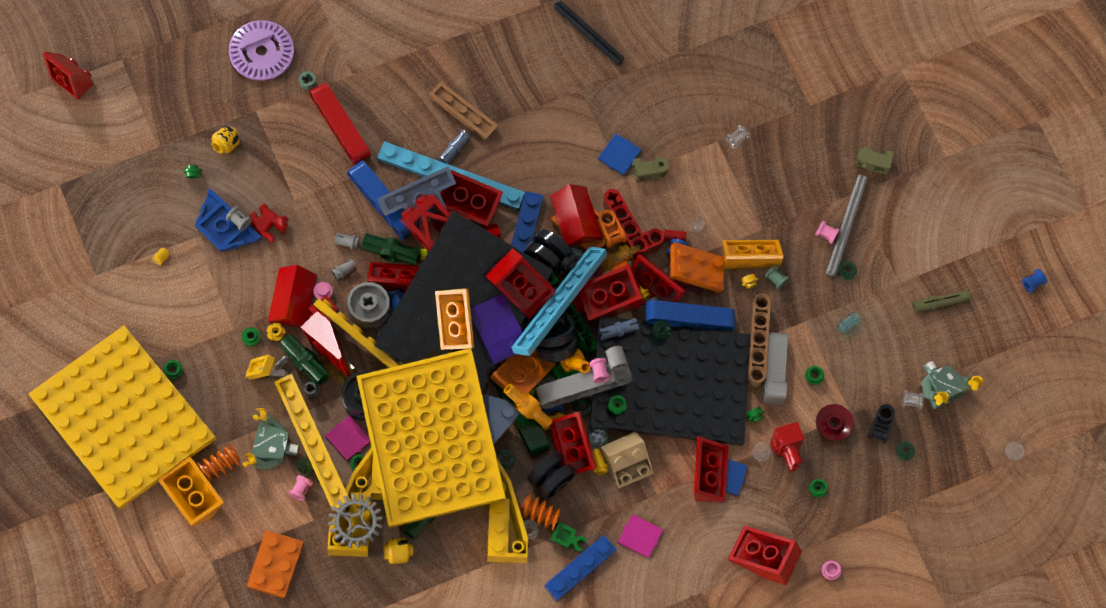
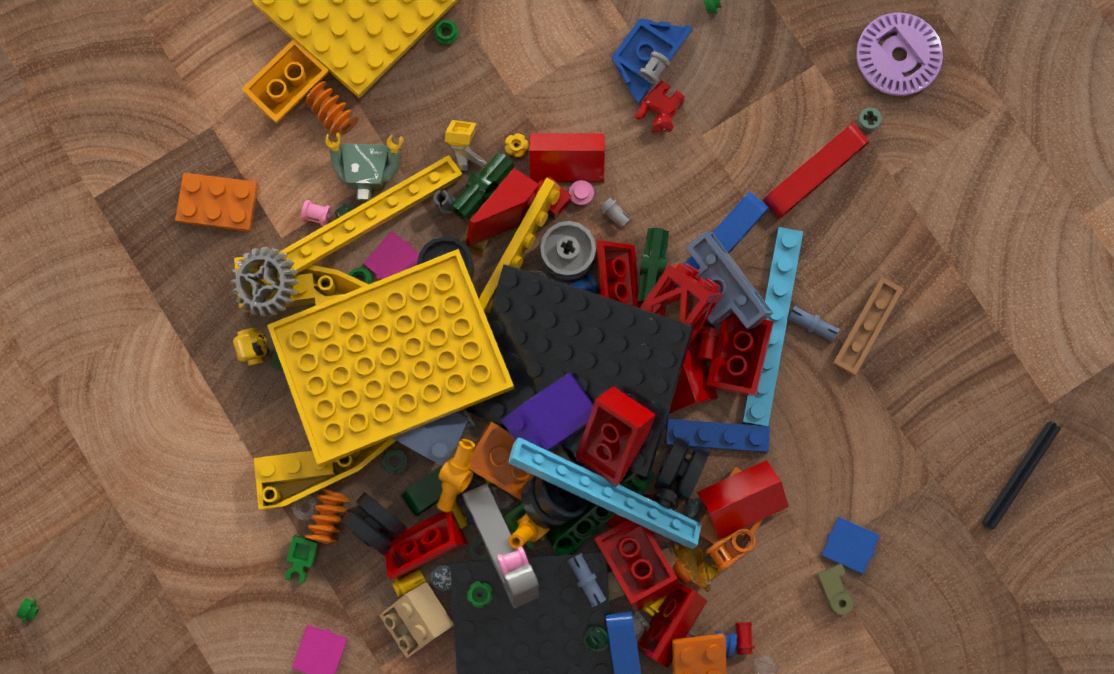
camera: 90 degrees right, 10 degrees up
(225, 140) = (763, 33): yellow head -> none
(251, 342) = (504, 123): green plate -> none
(346, 240) = (655, 210): light grey pin -> none
(454, 319) = (551, 358): light orange slope -> none
(580, 568) = (265, 581): blue plate -> none
(629, 222) = (750, 572): red beam -> none

